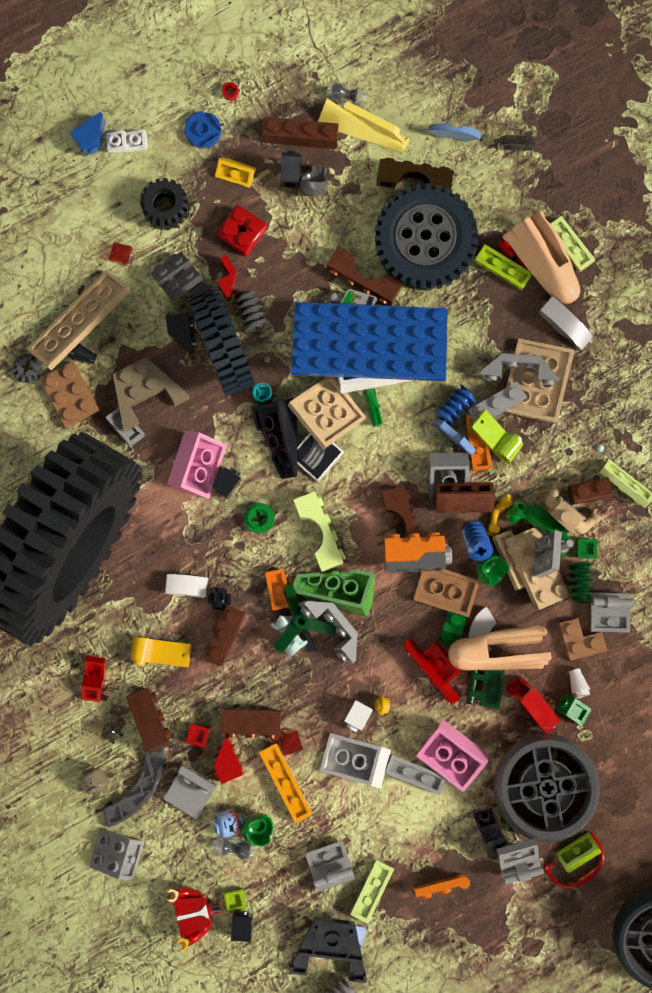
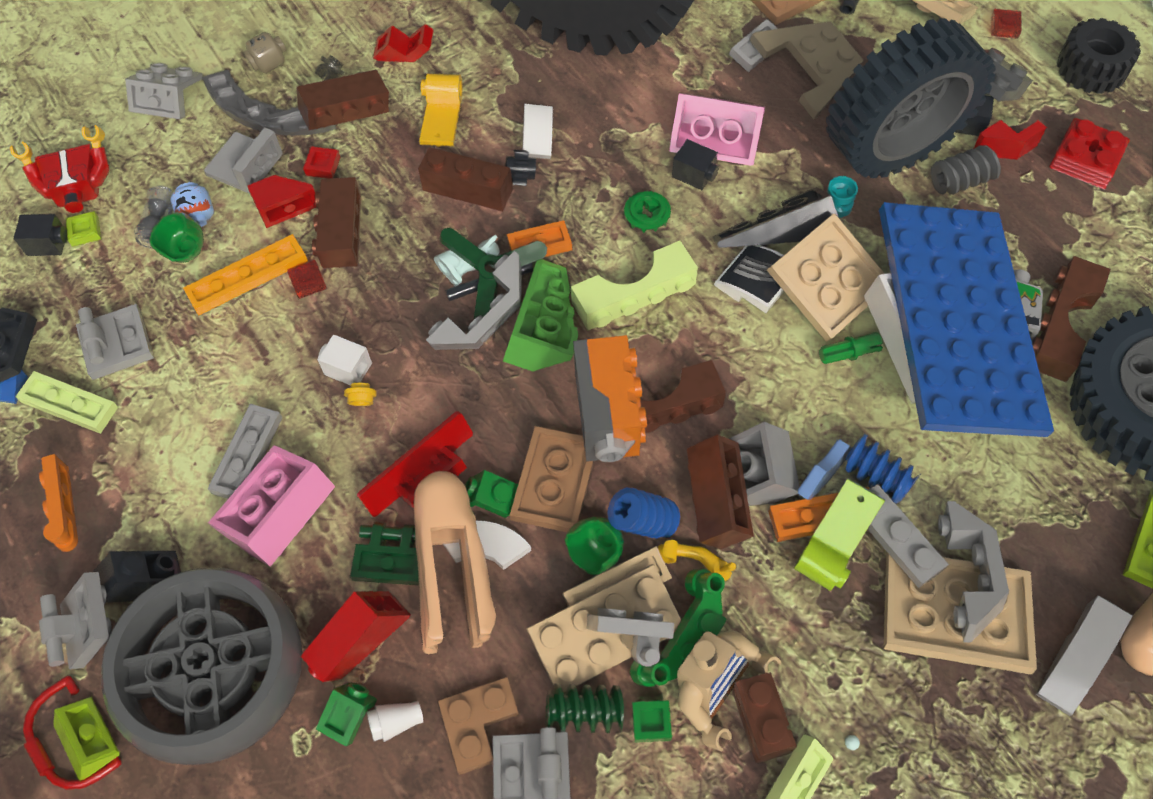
camera: 90 degrees right, 20 degrees down
(355, 760) = (271, 365): white slope -> none

